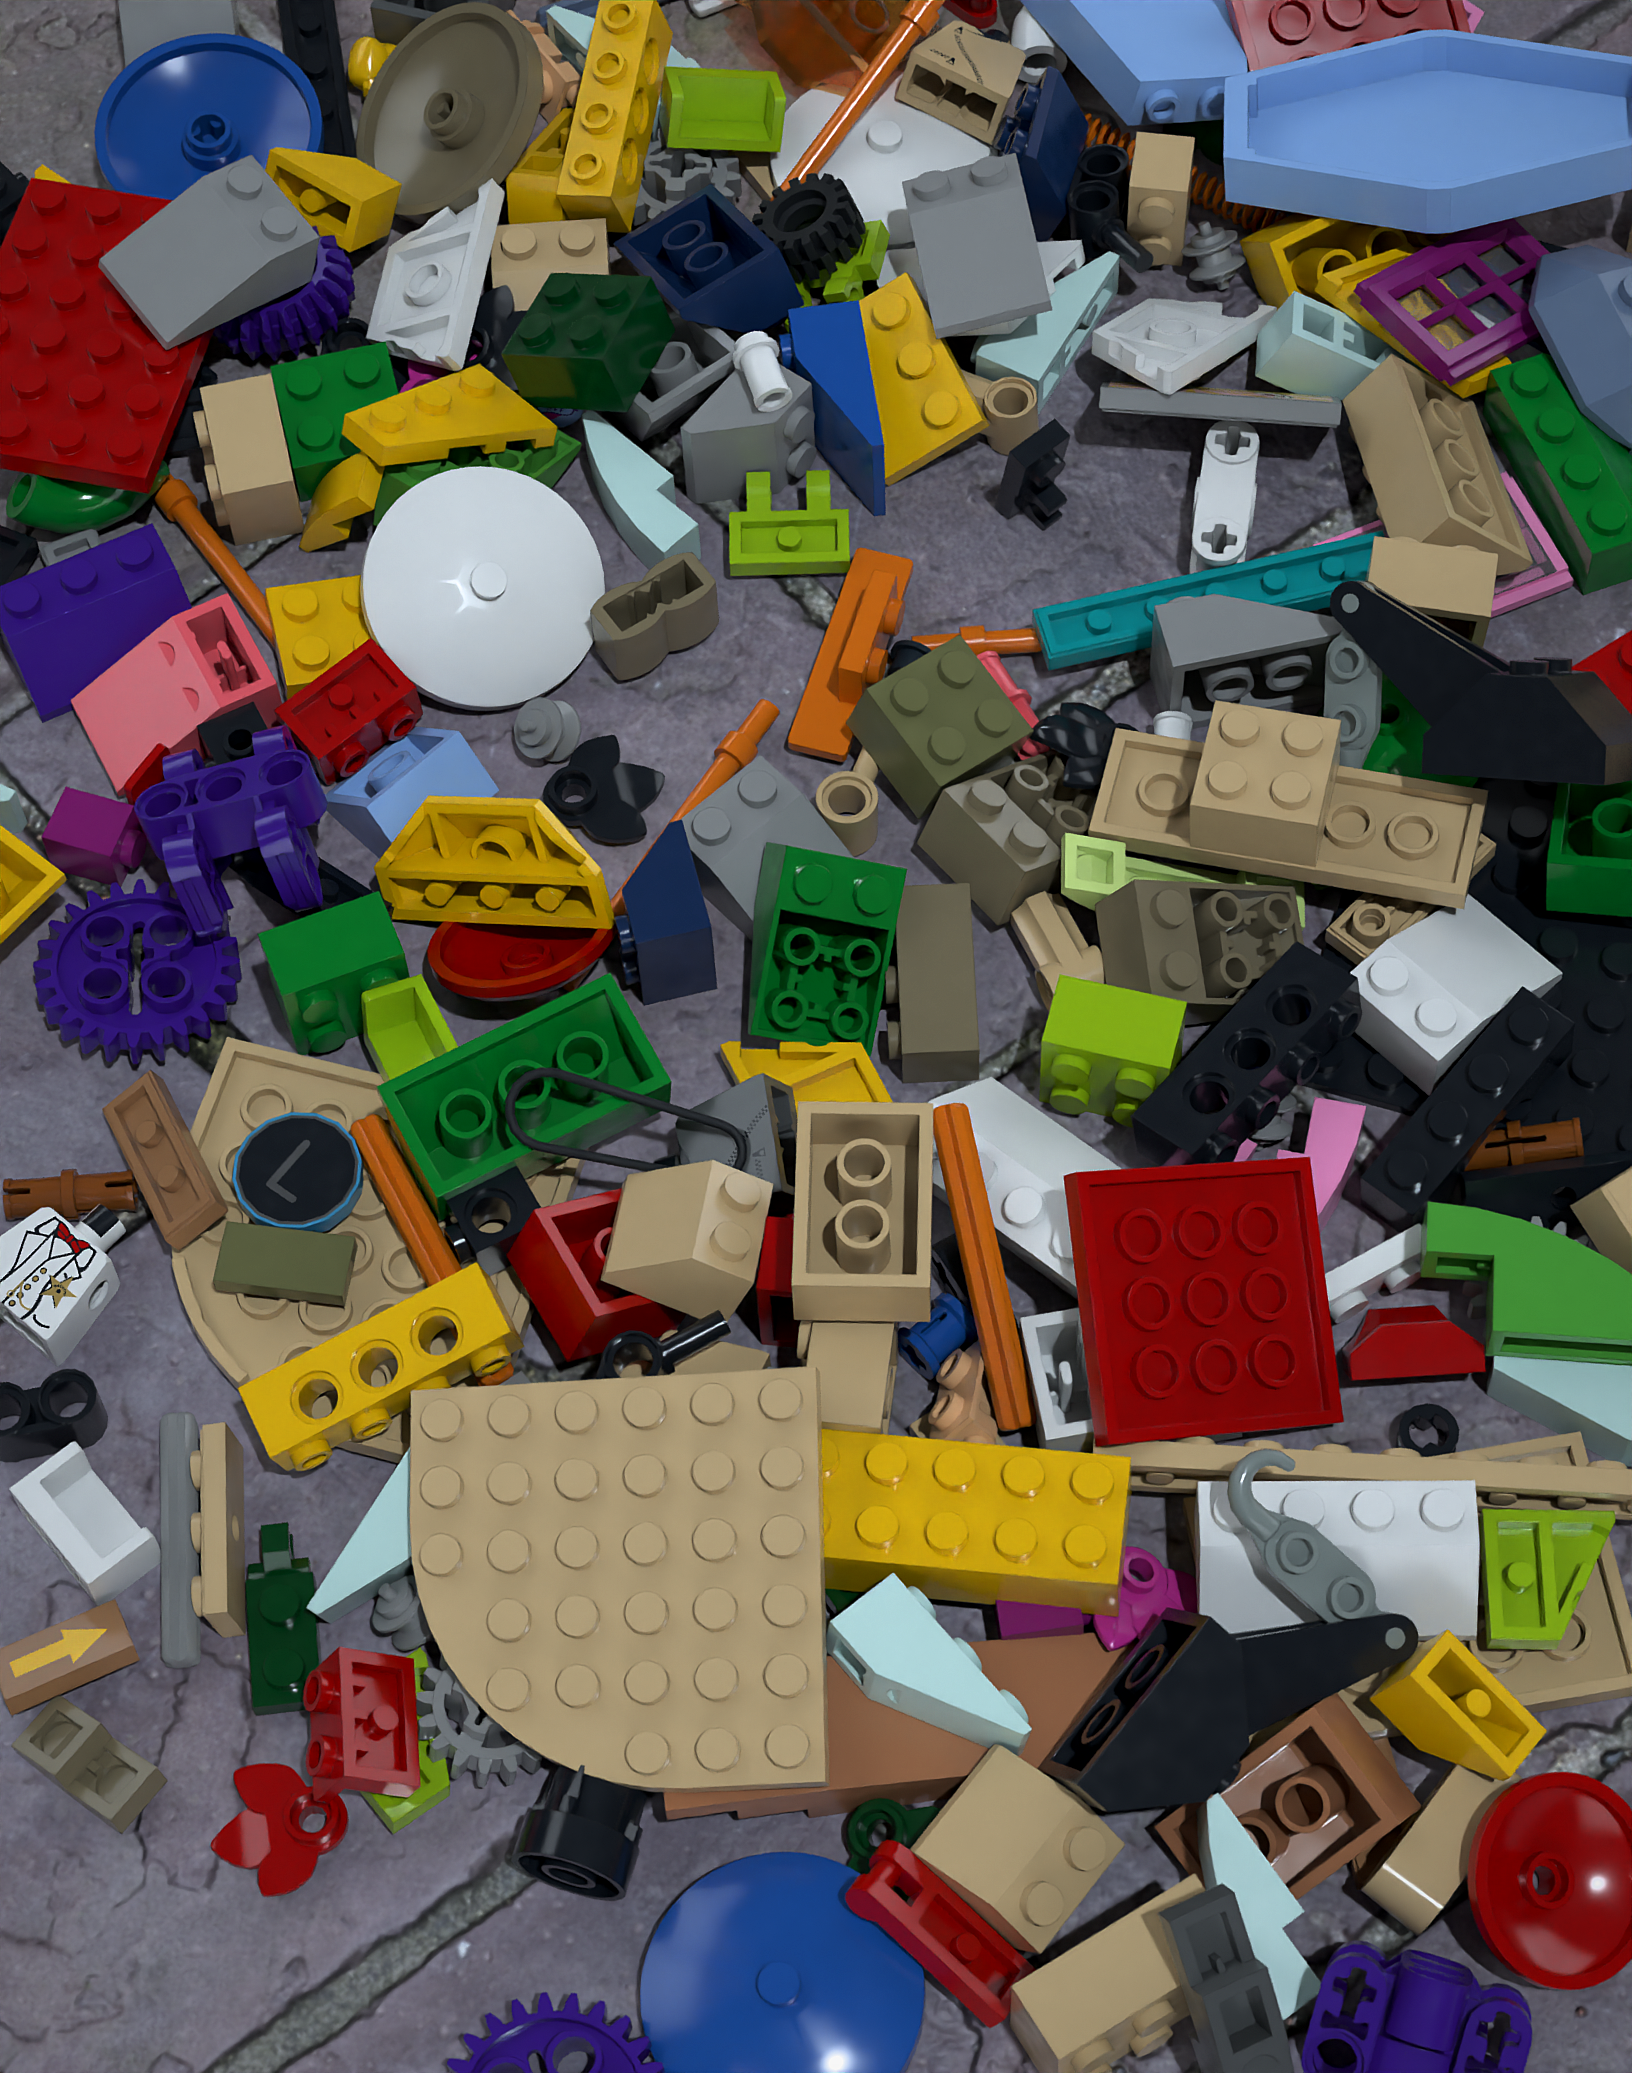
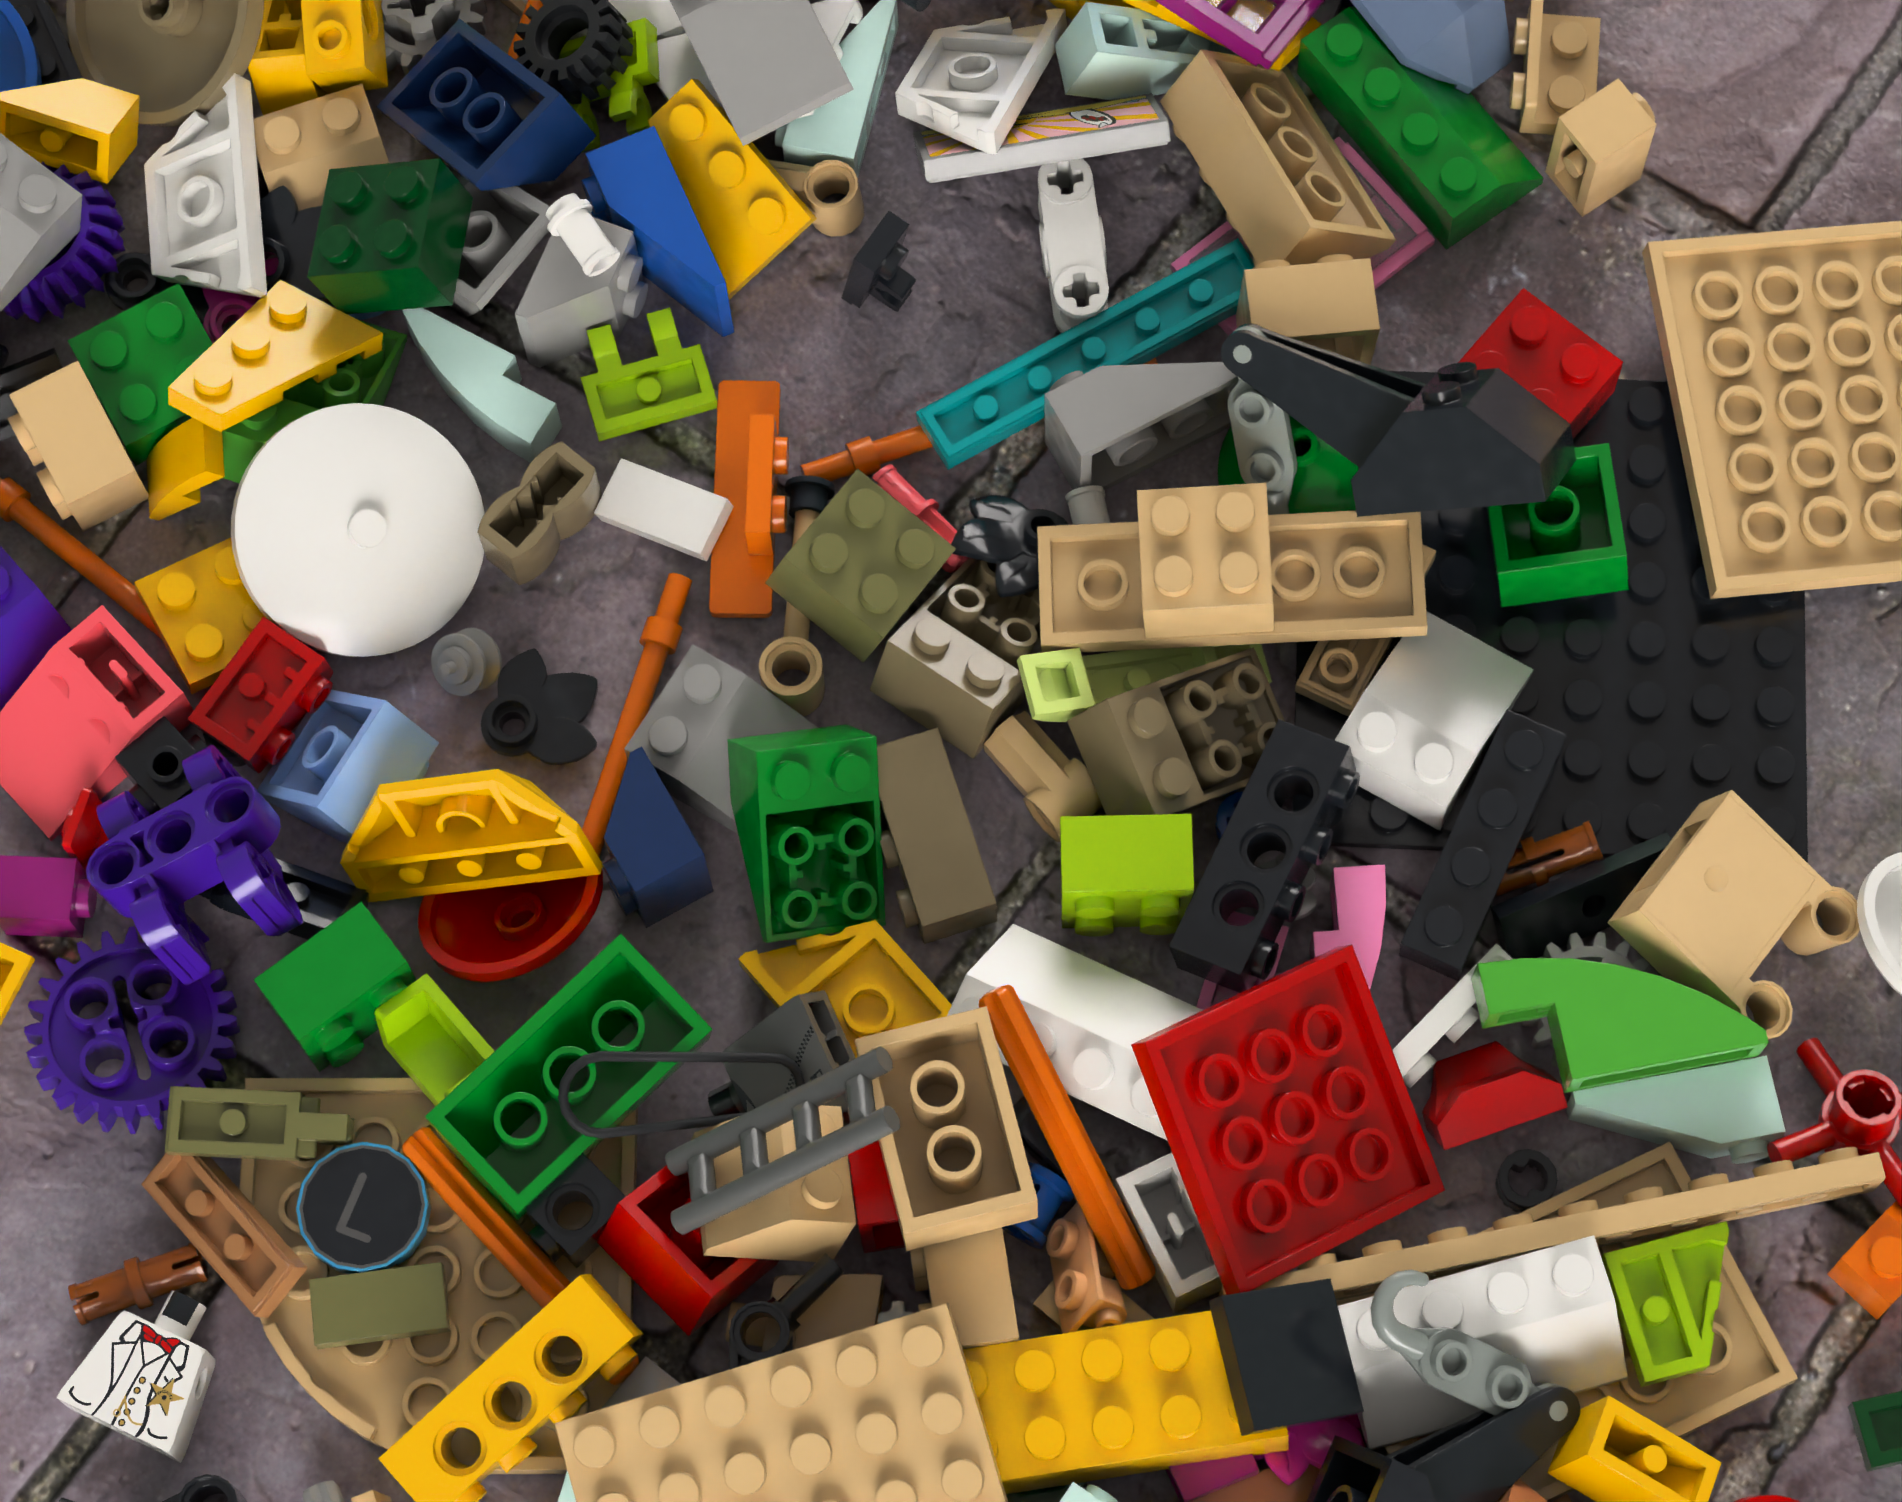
camera: 15 degrees left, 10 degrees up
(218, 1072) = (250, 1124): none -> olive hinge
(728, 1188) = (811, 1148): none -> dark grey bar
(772, 643) = (663, 509): none -> white tile
(1135, 1508) = (1285, 1356): none -> black tile

